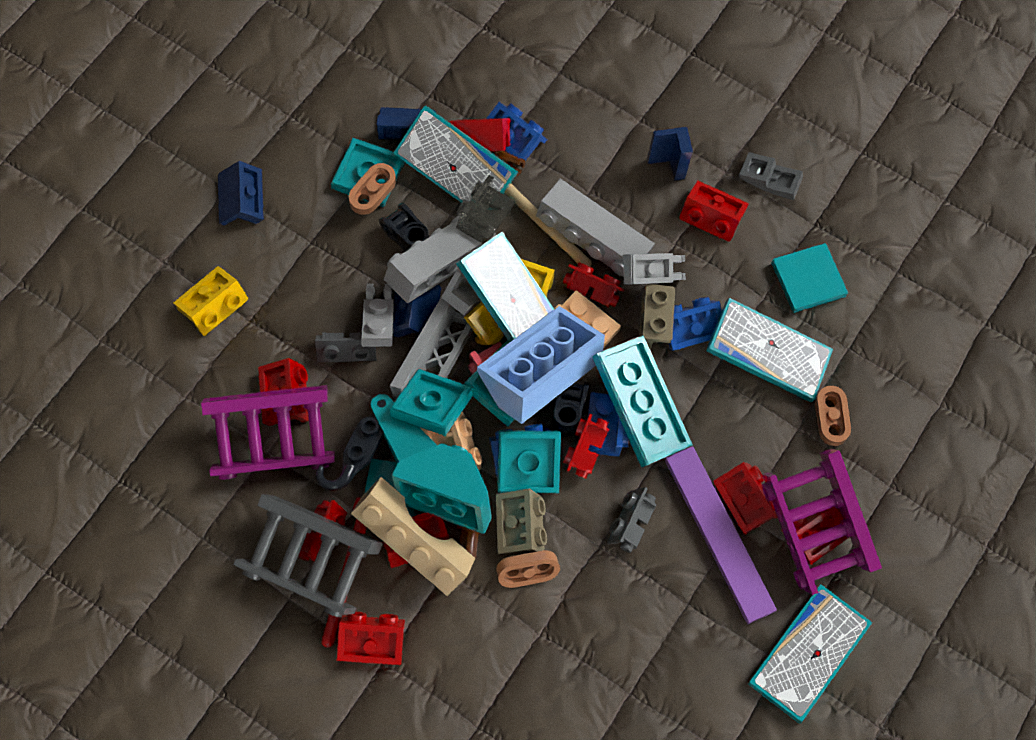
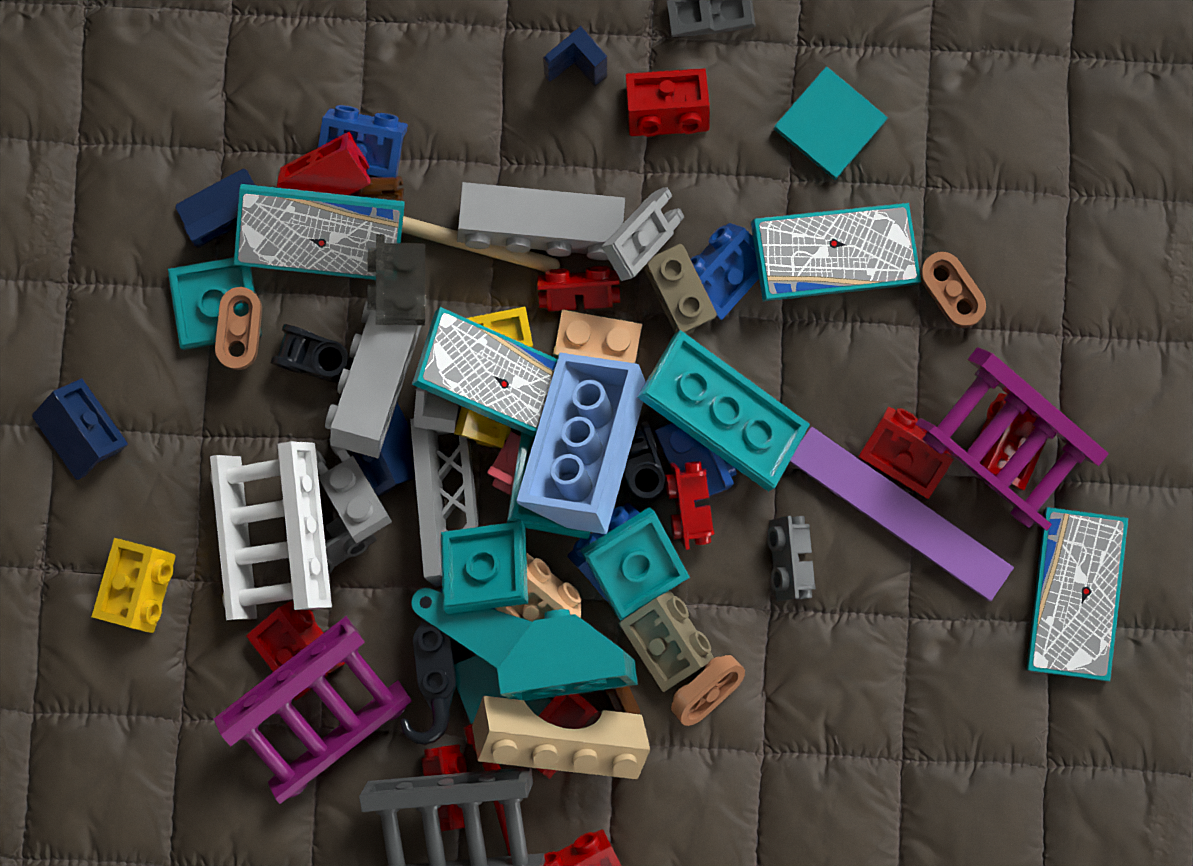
camera: 25 degrees left, 15 degrees up
(332, 321) = (304, 531): none -> white fence

